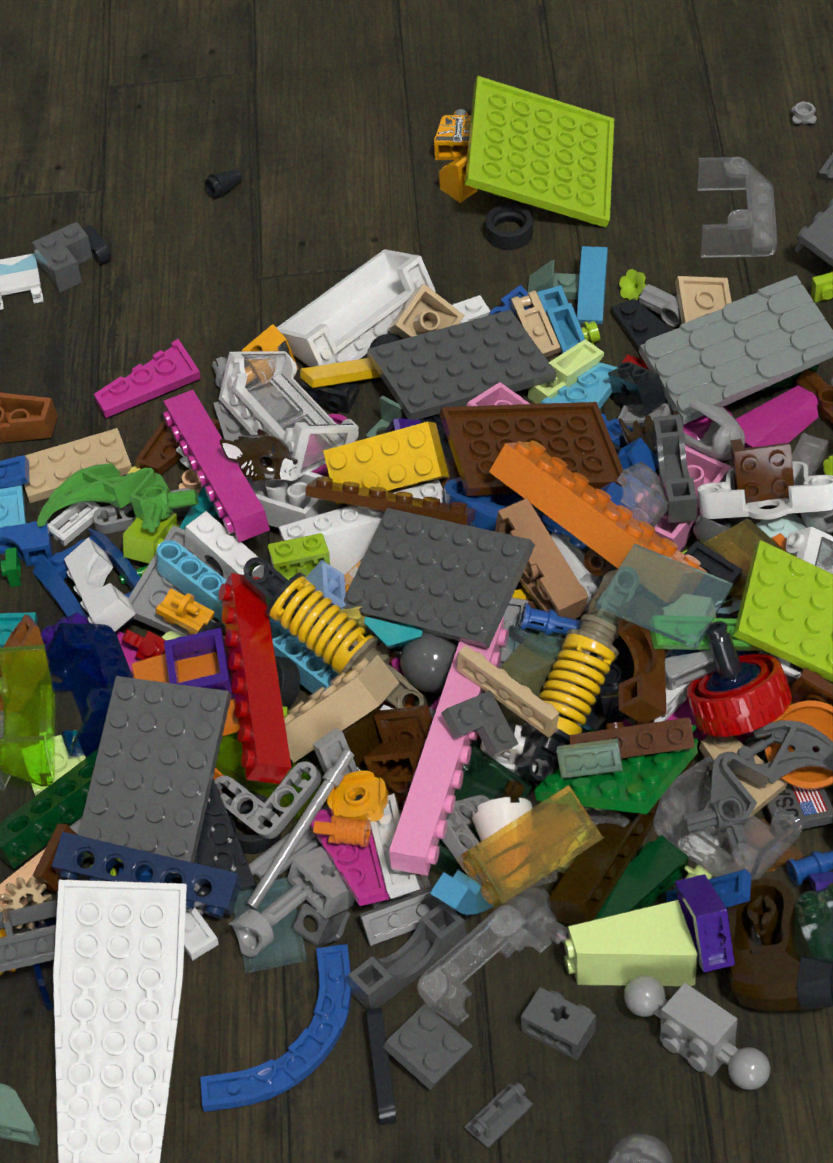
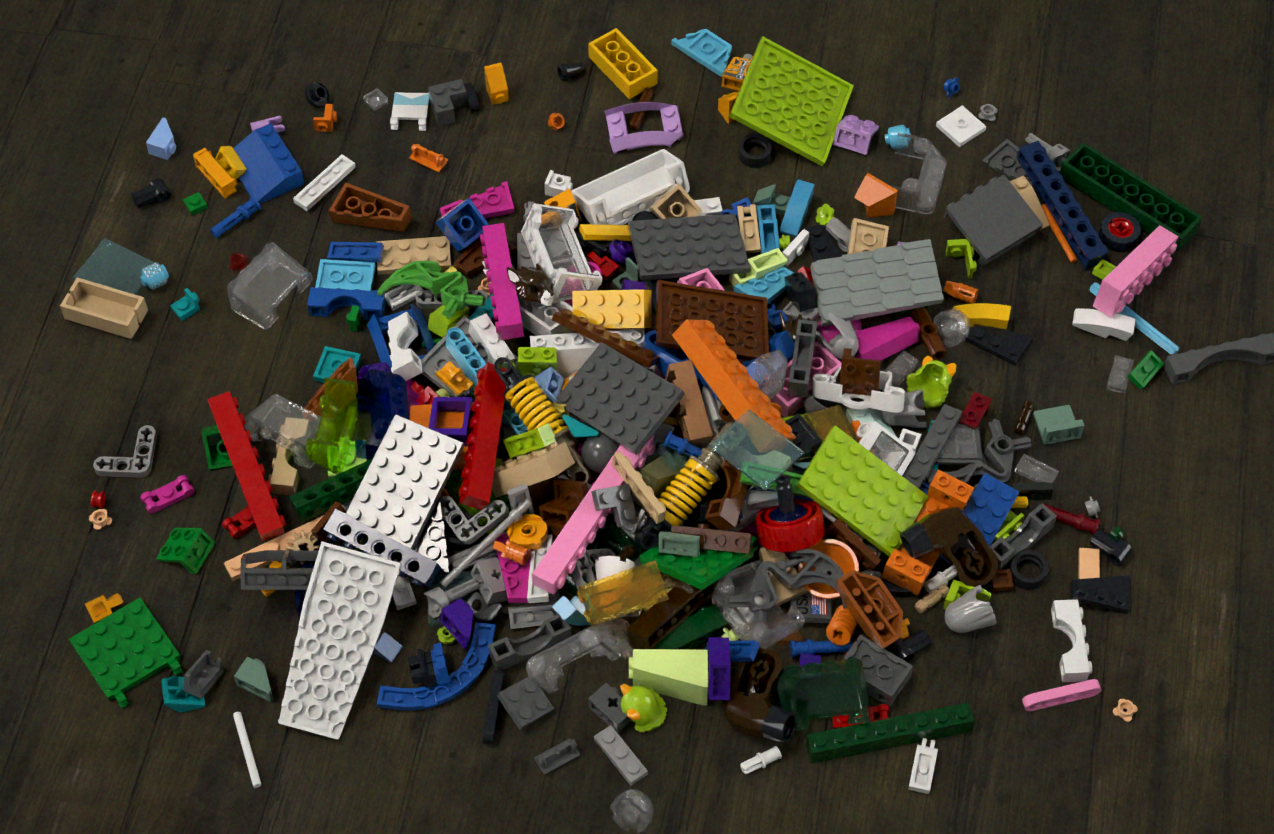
camera: 10 degrees right, 5 degrees up
(59, 335) = (427, 158): none -> orange hinge
(126, 218) = (496, 83): none -> light orange slope
(133, 406) = (462, 224): none -> blue brick
(194, 1019) = (387, 647): none -> medium blue slope
(227, 246) = (559, 121): none -> orange plate
(249, 327) = (557, 184): none -> white brick
(267, 1030) = (429, 667): none -> black hips
(278, 984) = (445, 639): none -> lime plate
(292, 952) = (458, 621): none -> dark purple slope
(293, 157) = (622, 63): none -> yellow brick
(322, 253) = (622, 140): none -> lavender wedge
(324, 667) = (529, 440): none -> lime container
(335, 209) = (638, 116): none -> reddish brown axle
(357, 415) = (606, 265): none -> red plate
(366, 393) = (620, 251): none -> dark purple plate
(399, 117) = (706, 49): none -> medium azure wing
(593, 1090) = (620, 755): none -> light grey plate
(603, 1008) = (643, 707): none -> lime hair
(609, 332) = (796, 247): none -> white plate
(637, 177) = (855, 134): none -> lavender bracket
(689, 165) = (891, 137): none -> medium azure head
(697, 245) = (877, 197): none -> orange slope
(698, 1031) = (695, 735): light grey brick -> none
(744, 92) = (951, 86): none -> blue plate
(774, 138) = (960, 126): none -> white plate
(804, 1044) = (761, 760): none -> white axle

